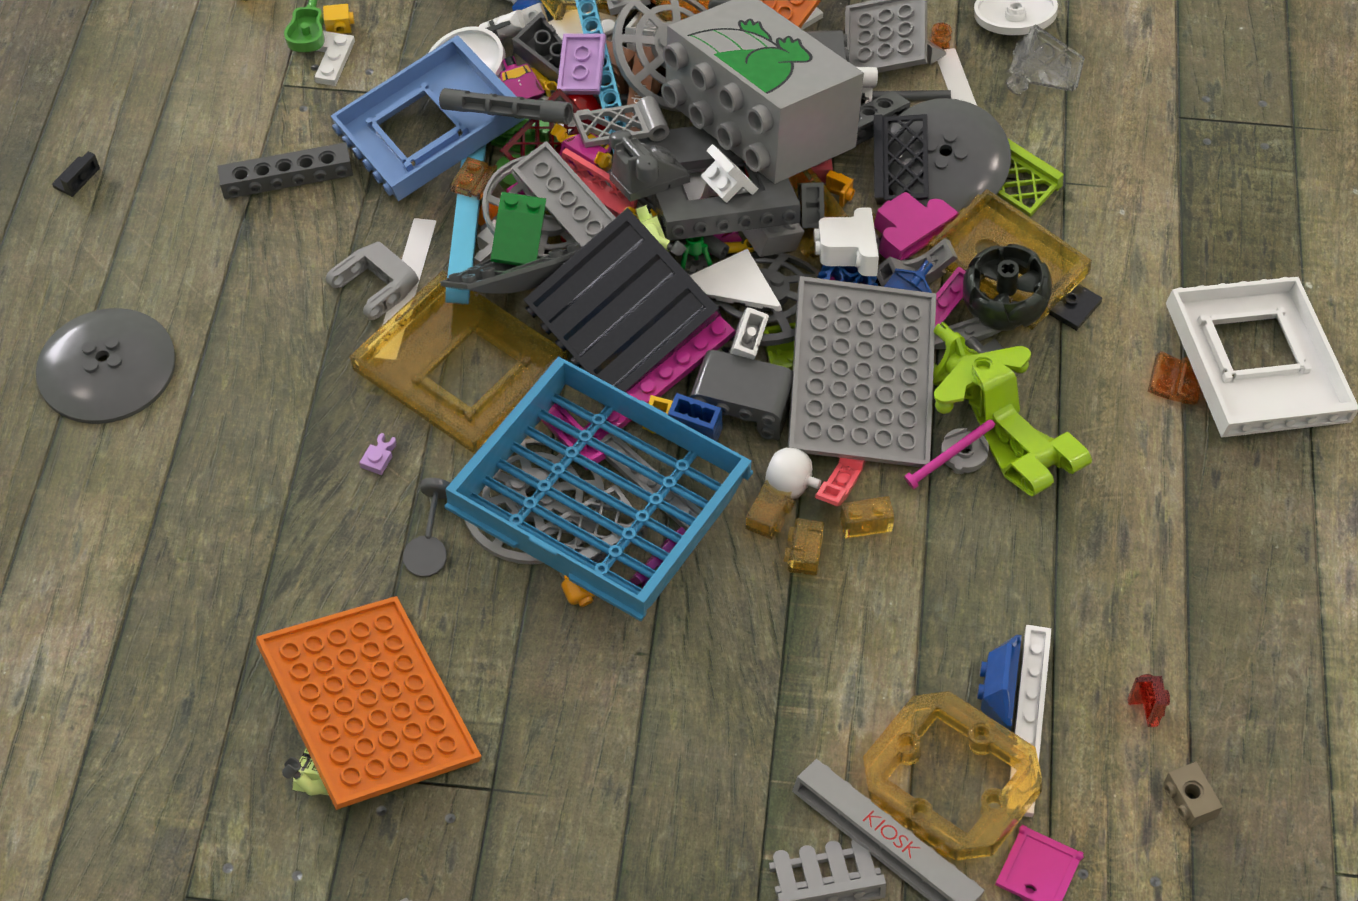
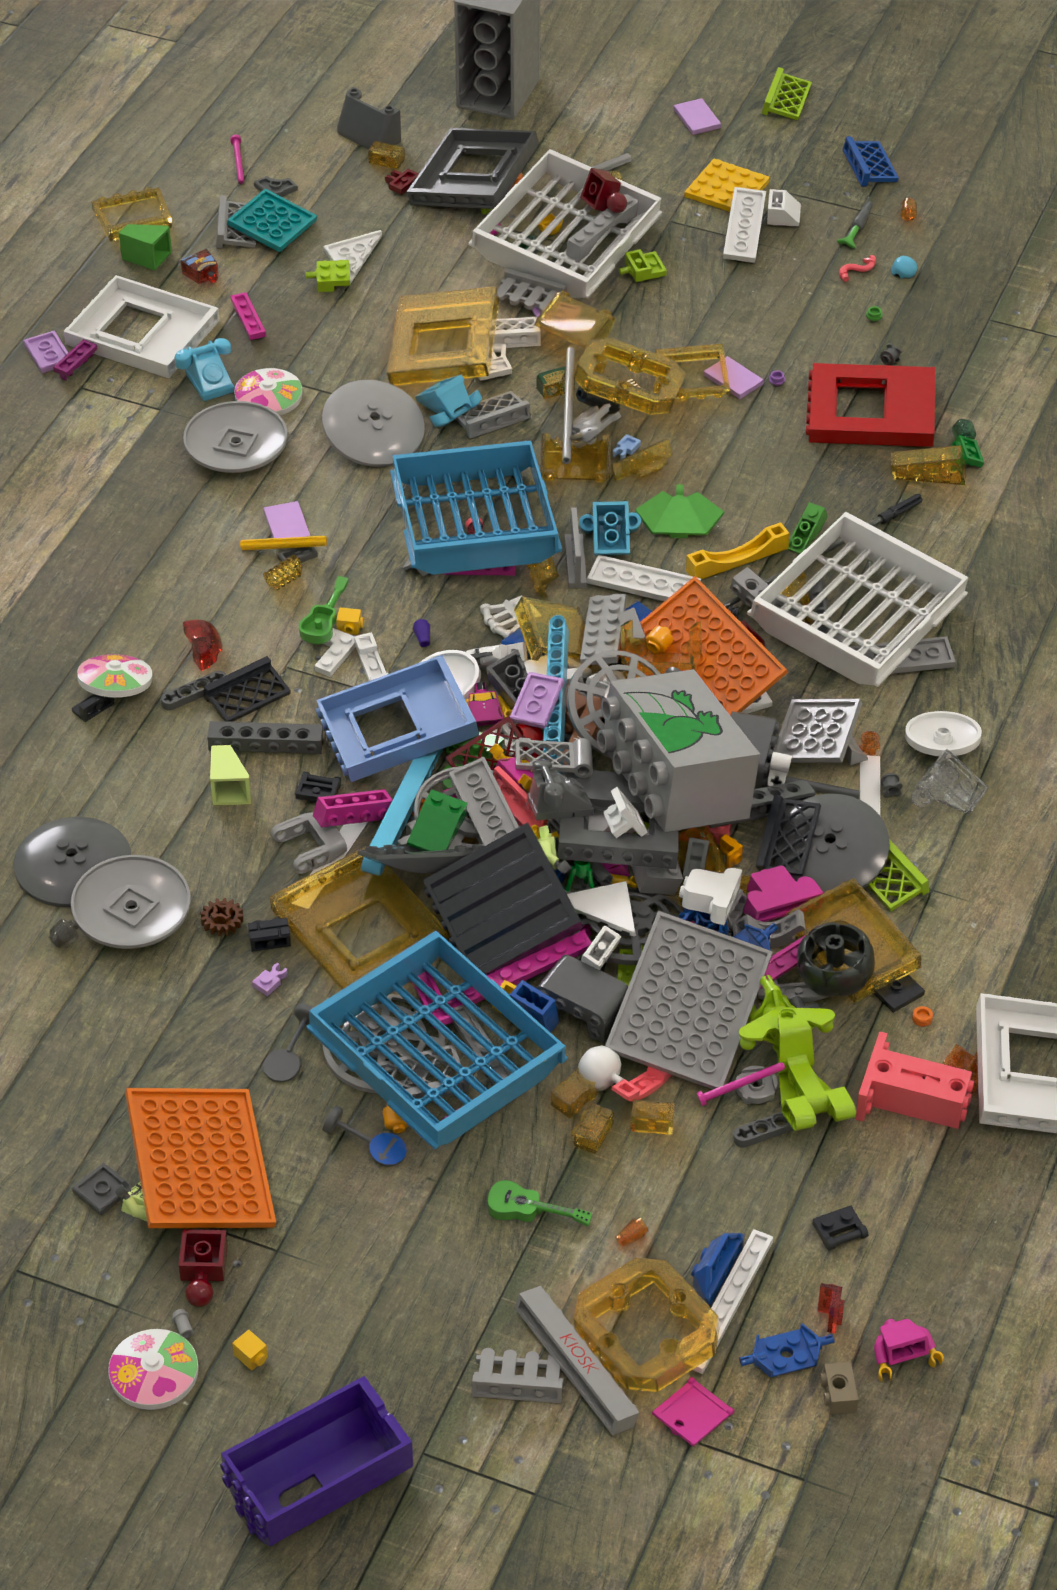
camera: 15 degrees right, 10 degrees down
(91, 136) = (114, 675): none -> dish
(121, 455) = (63, 933): none -> clear smoke head
(167, 149) = (174, 699): none -> dark grey beam
(183, 75) = (204, 640): none -> clear red brick
(186, 372) = (130, 880): none -> light grey dish
(232, 112) = (239, 680): none -> black fence
(259, 226) = (228, 777): none -> yellowish green slope
(259, 764) = (99, 1189): none -> dark grey tile
(300, 392) = (222, 917): none -> reddish brown gear
(361, 400) = (269, 934): none -> black brick
(362, 216) = (316, 786): none -> black plate
(373, 55) = (369, 656): none -> white slope
(411, 838) = (202, 1260): none -> dark red brick
(412, 231) = (351, 808): none -> dark pink brick
(421, 13) = (422, 631): none -> dark purple cone
(472, 178) = (415, 775): clear orange plate -> none
(515, 107) = (463, 722): dark grey piece -> none
(577, 628) = (384, 1148): none -> piece
(744, 659) = (512, 1201): none -> bright green piece
(892, 662) = (631, 1232): none -> clear orange cone
(981, 77) = (891, 785): none -> dark grey brick
(984, 511) = (755, 1137): none -> dark grey beam
(1110, 327) = (922, 1016): none -> orange tile
(1111, 592) = (839, 1222): none -> black plate
(1128, 750) = (801, 1343): none -> blue plate
(1139, 412) = (914, 1087): none -> coral brick
(1240, 722) = (902, 1342): none -> dark pink torso

